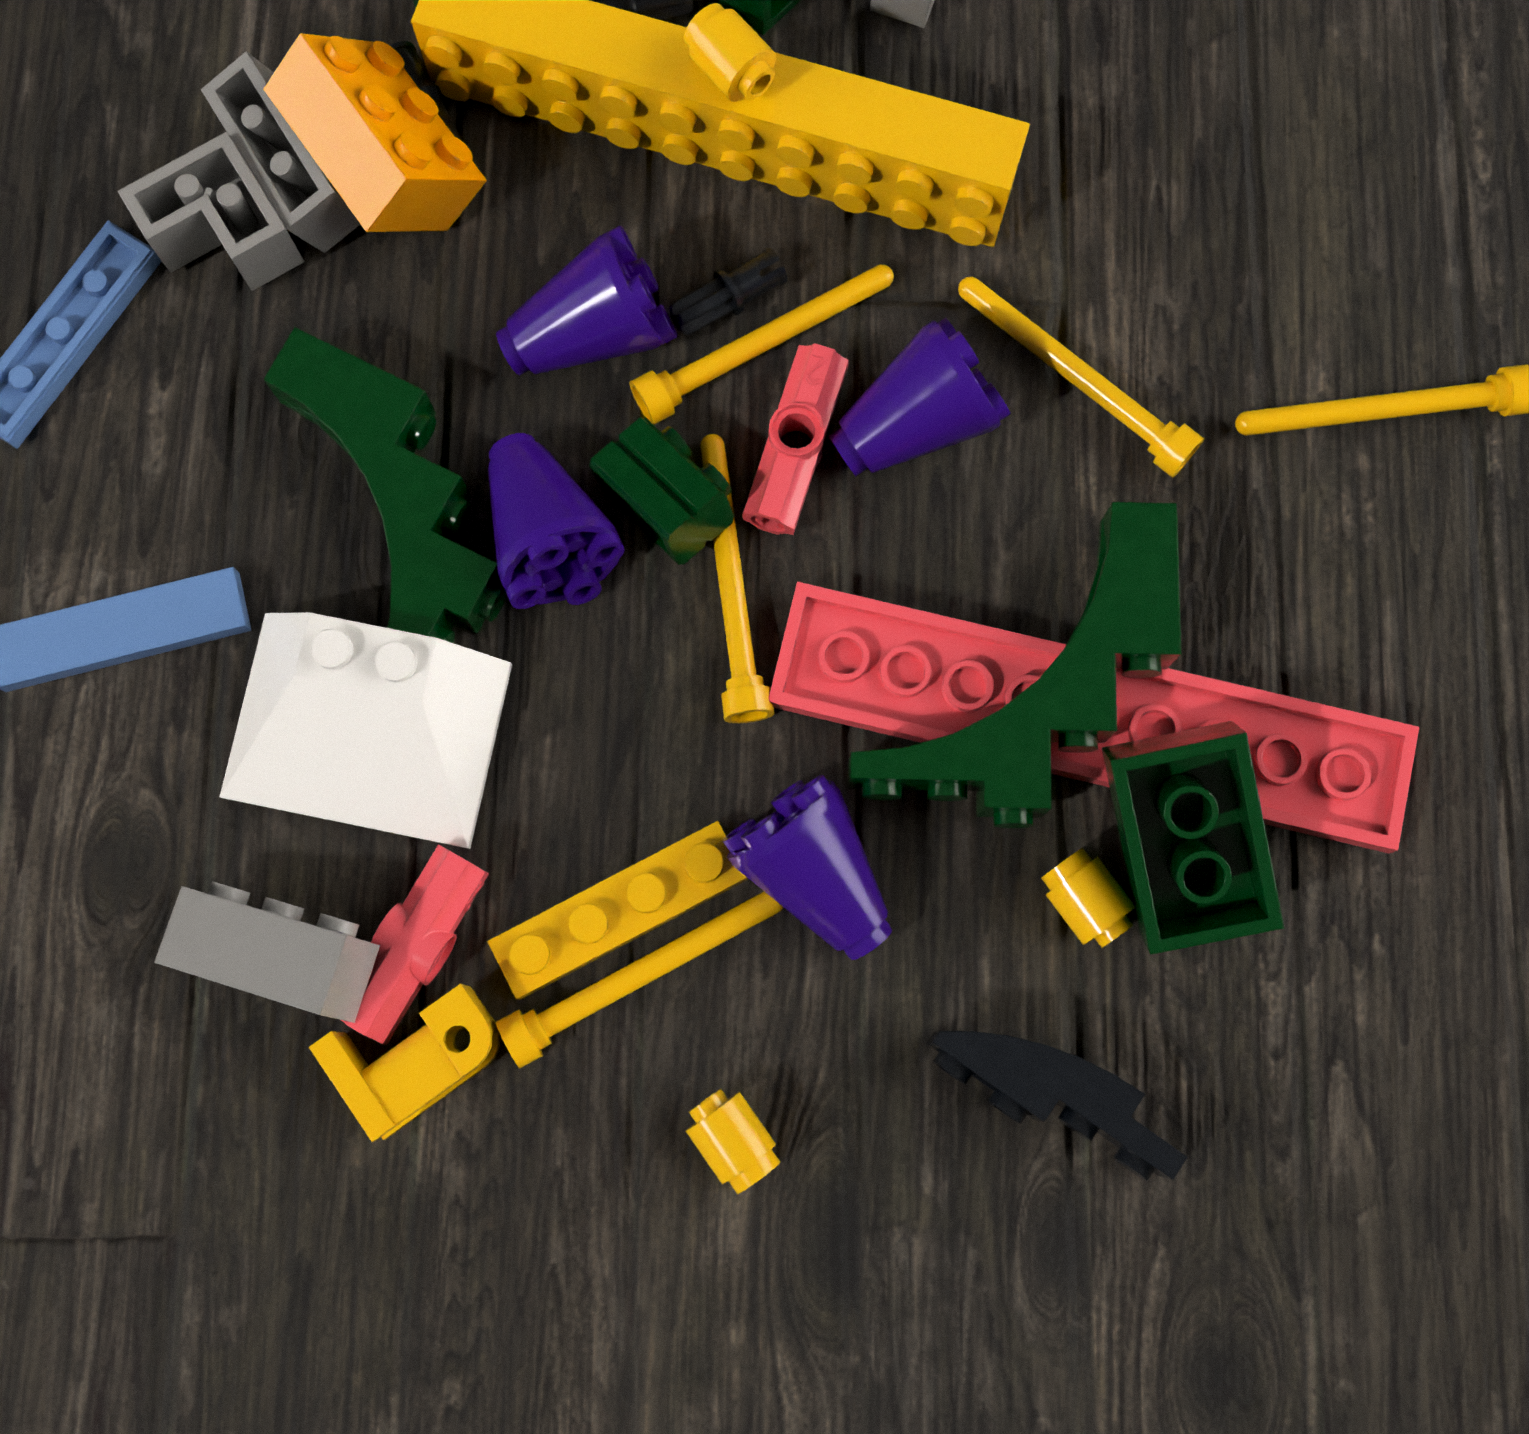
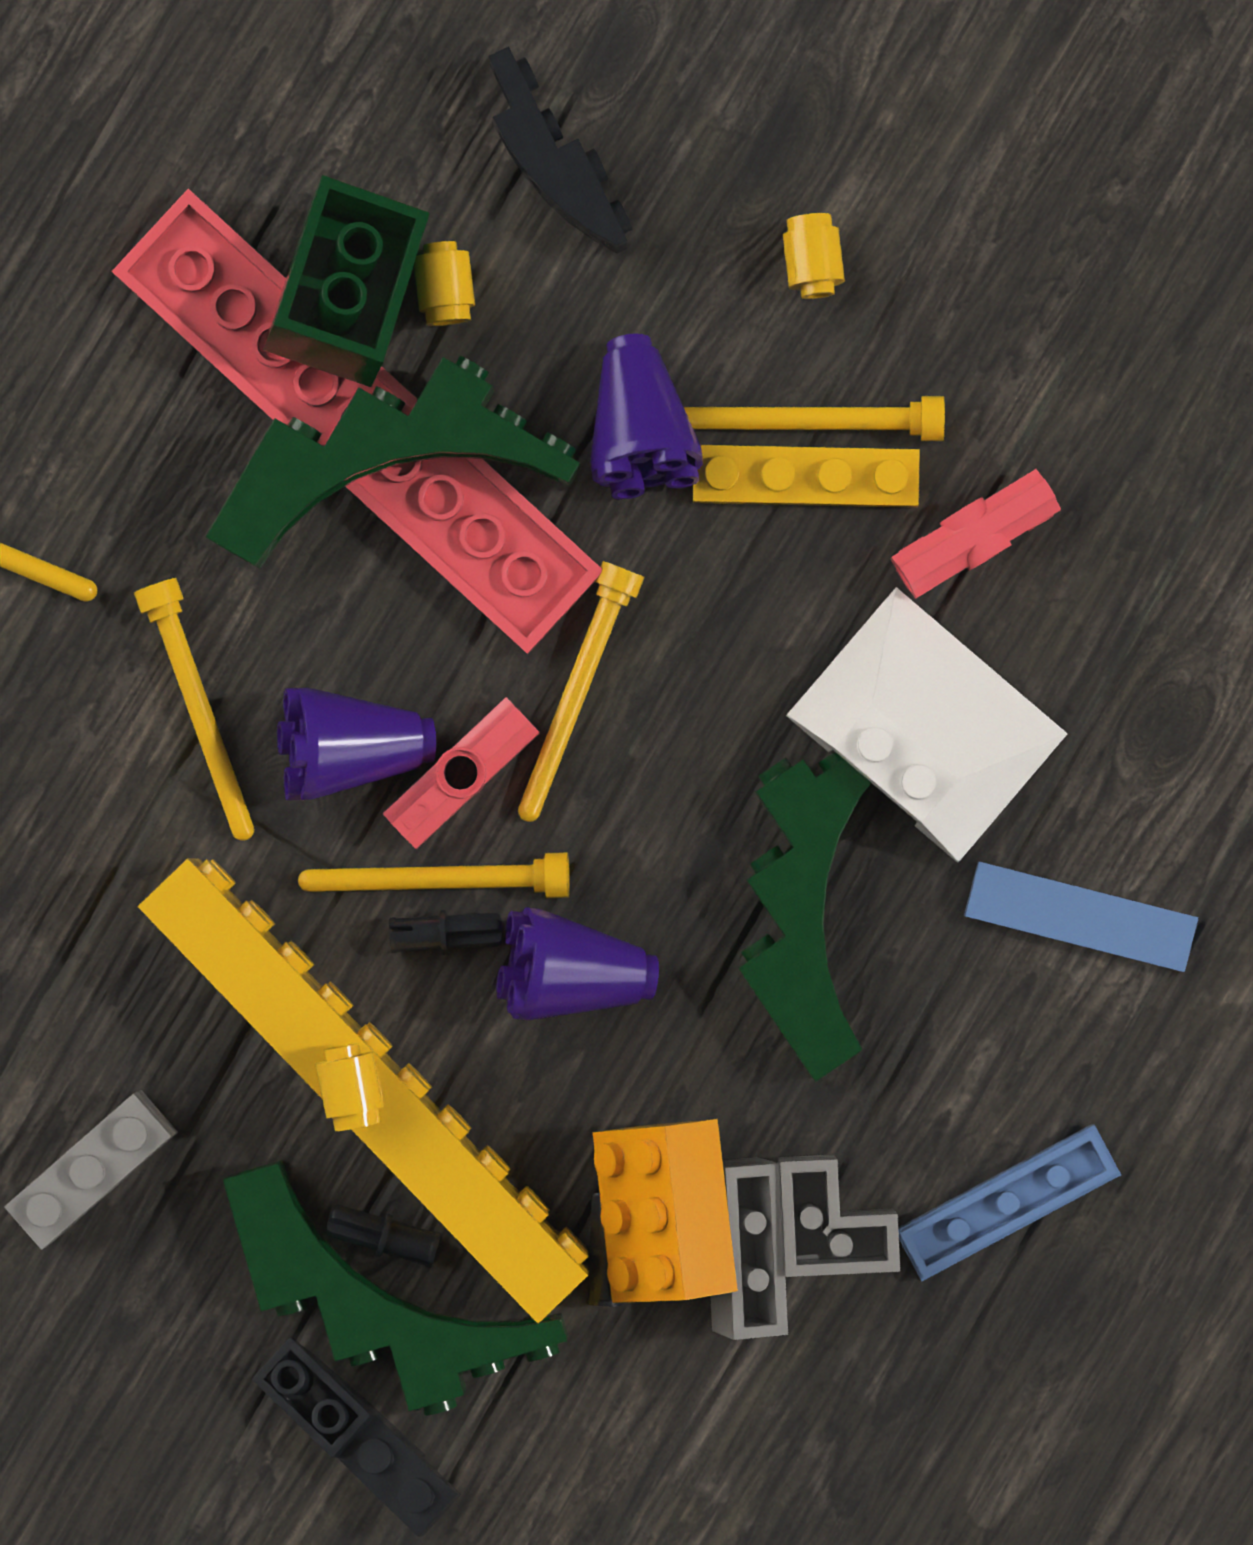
camera: 150 degrees left, 10 degrees up
(269, 950) = (1085, 582): light grey brick -> none
(415, 1070) = (1021, 436): yellow piece -> none
(546, 528) = (701, 809): dark purple cone -> none
(664, 489) = (592, 785): dark green brick -> none

